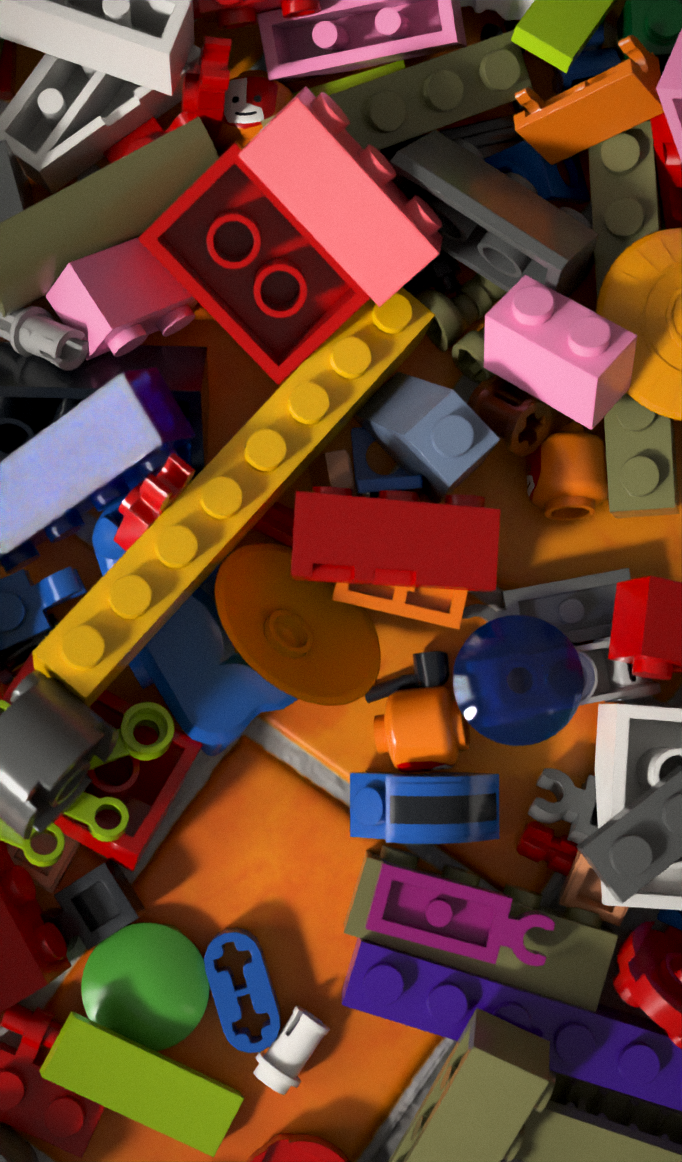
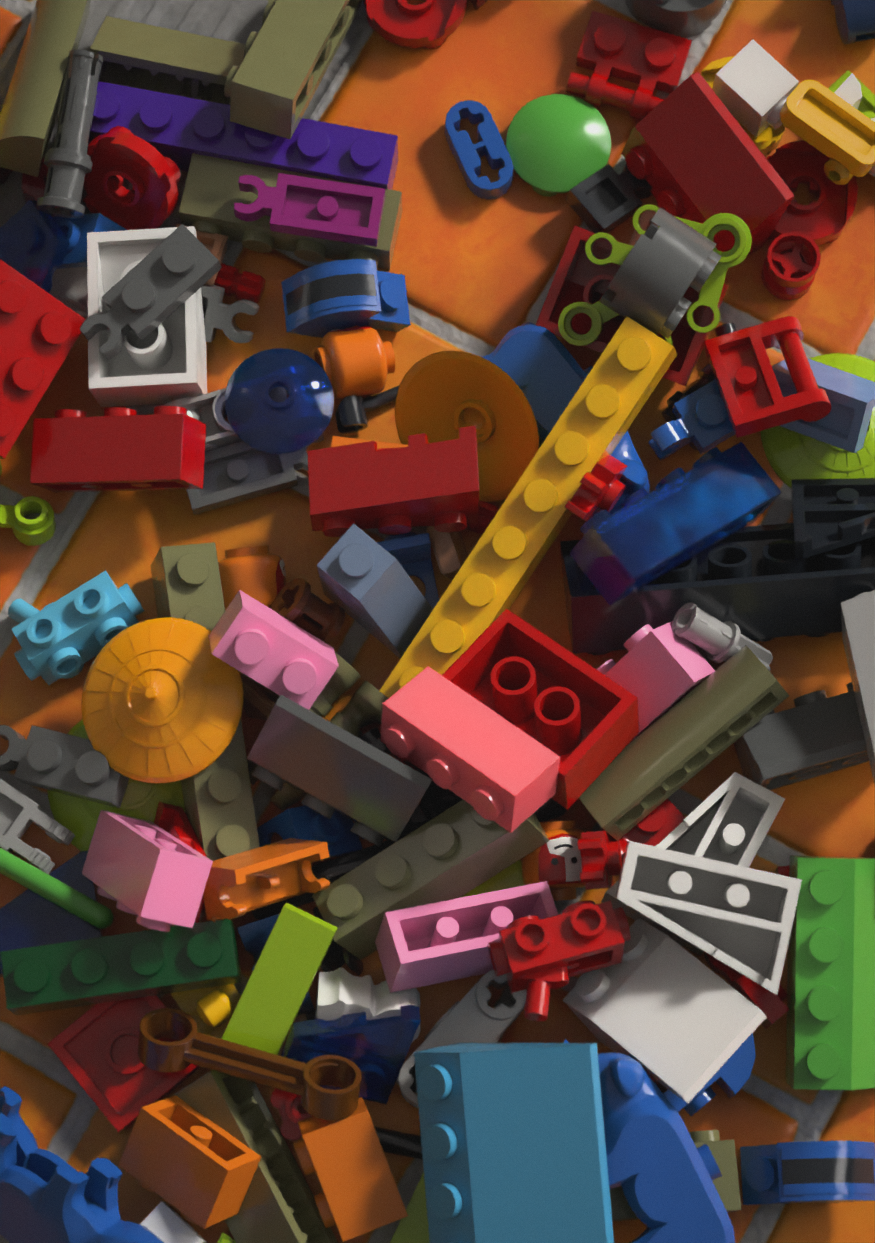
camera: 175 degrees right, 10 degrees down
(141, 1084) = (550, 67): lime tile -> none
(290, 1051) = (440, 95): white pin -> none

